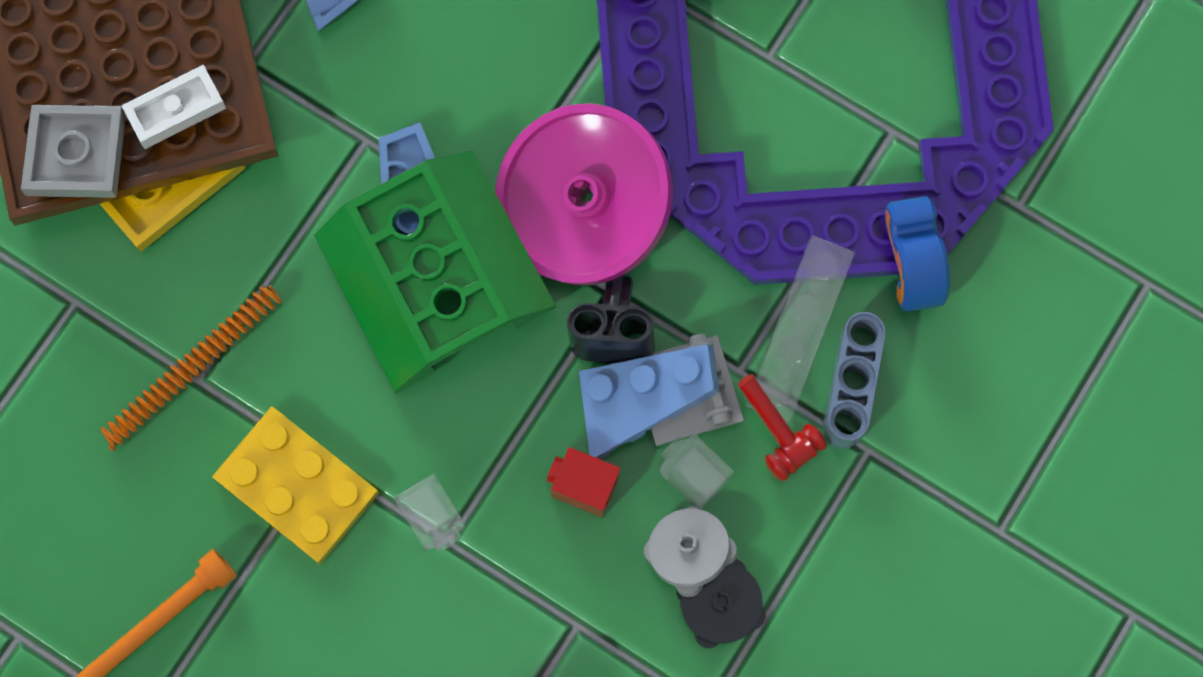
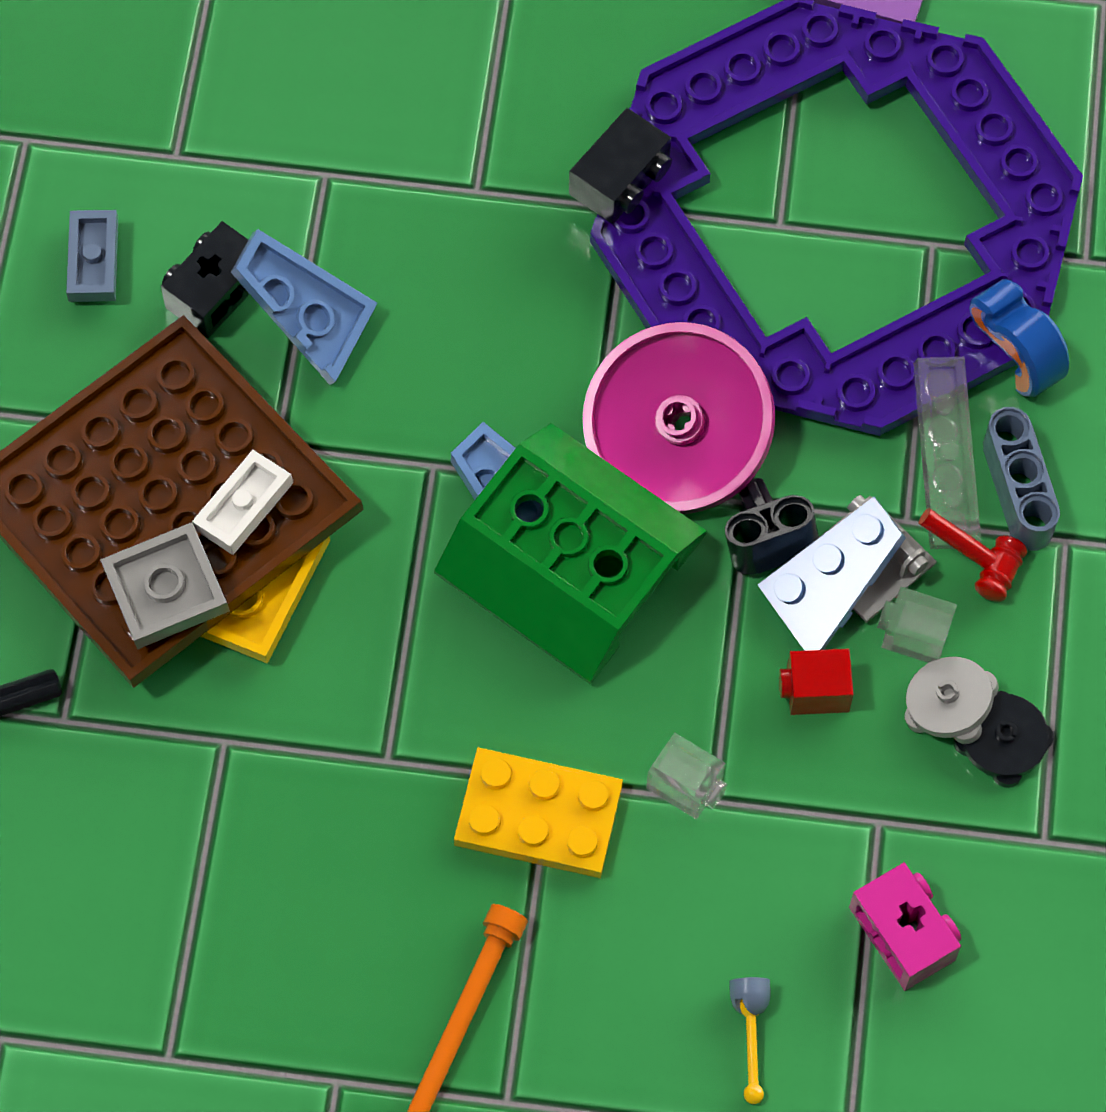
camera: 25 degrees left, 10 degrees down
(191, 367) = (375, 747): orange piece -> none

